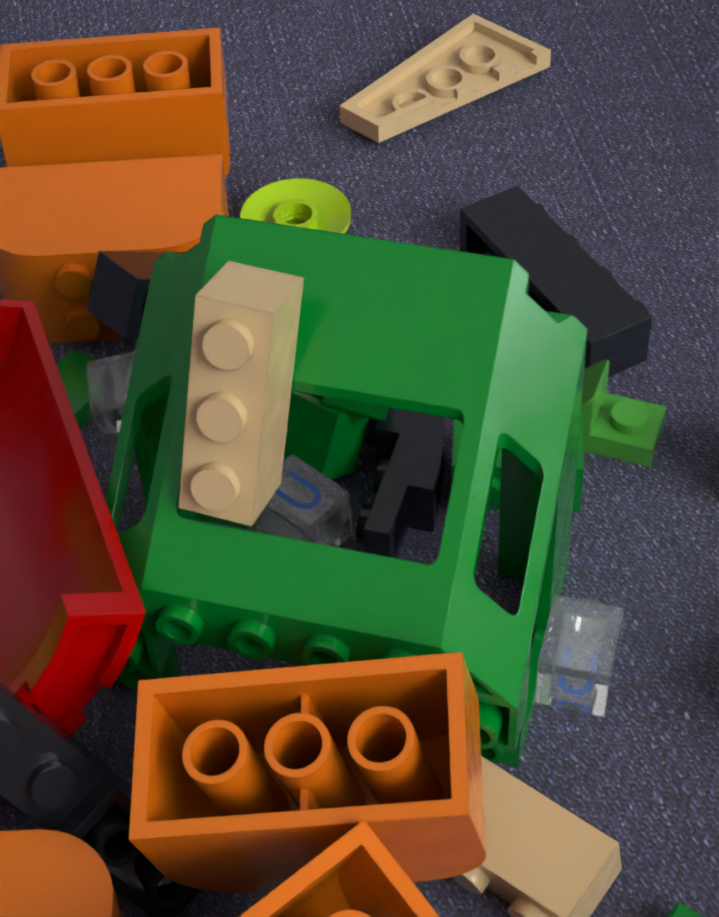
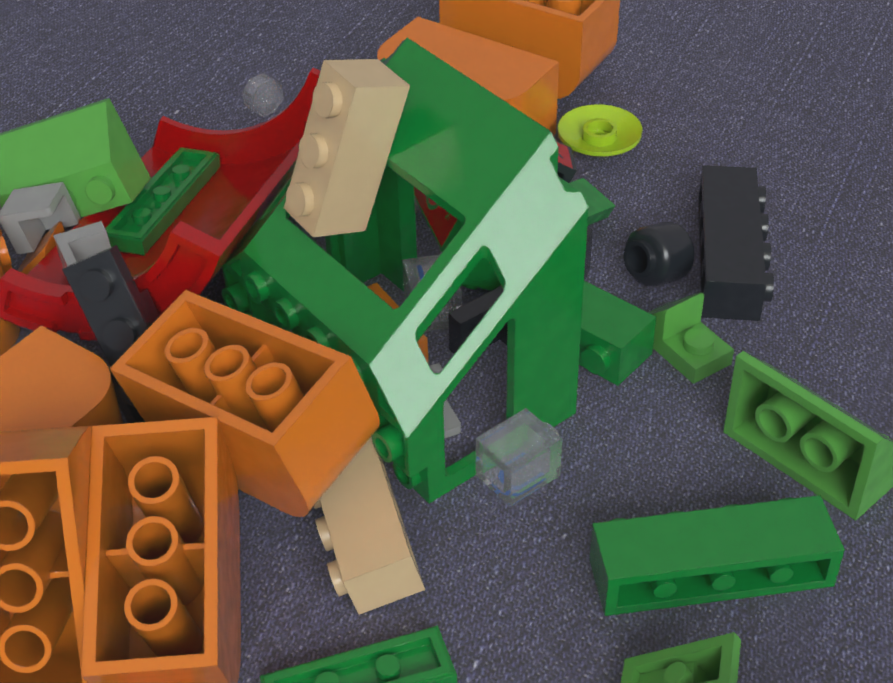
camera: 35 degrees right, 5 degrees down
(443, 76) = (801, 89): tan wing -> none

